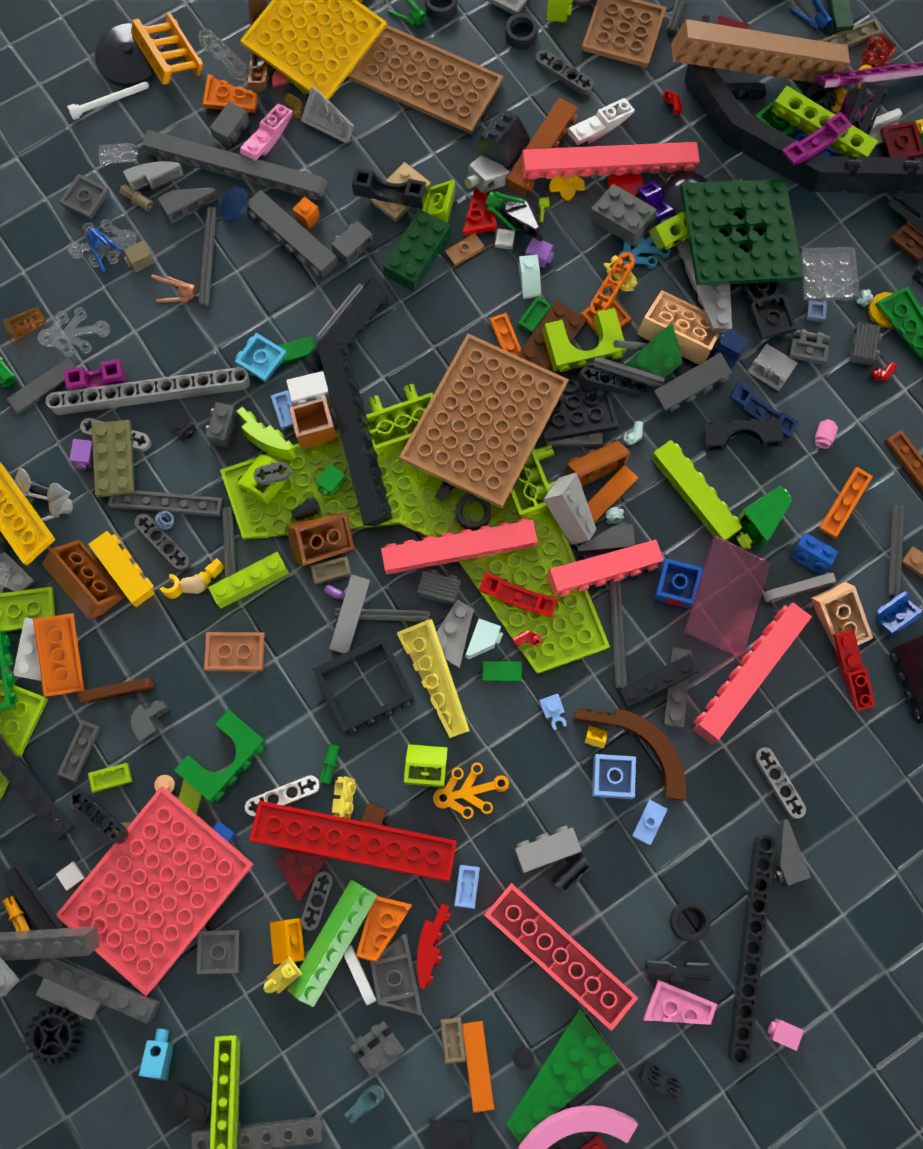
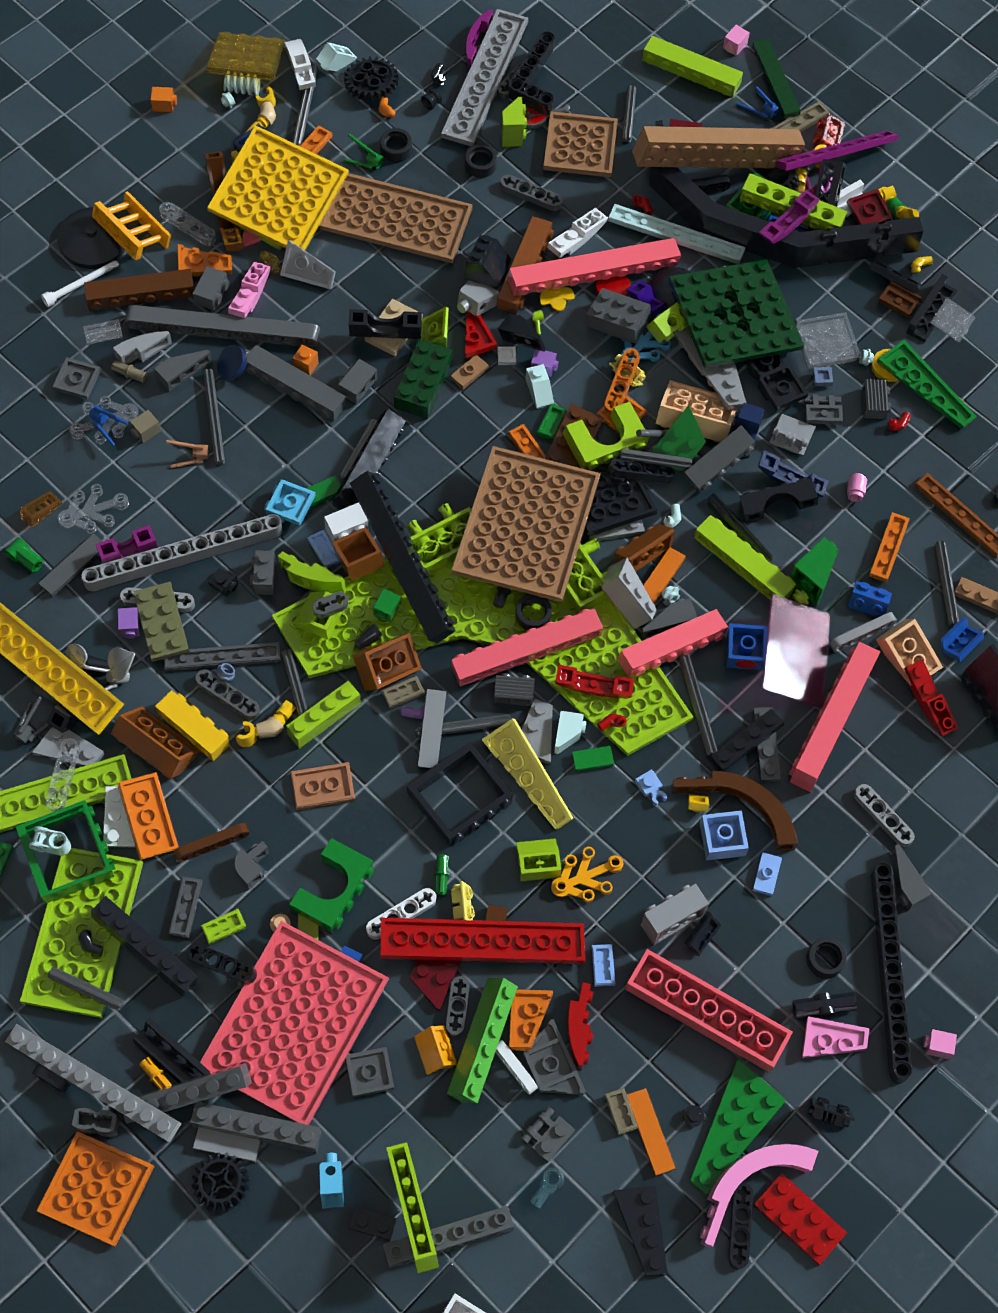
camera: 15 degrees left, 10 degrees down
(70, 876) = (203, 1028): white tile -> none
(161, 115) = (139, 289): none -> reddish brown brick
(282, 976) = (440, 1081): light yellow hinge -> none
(495, 199) = (491, 320): green plant -> none
(698, 456) = (738, 526): none -> black axle
(705, 140) = (683, 236): none -> light aqua plate

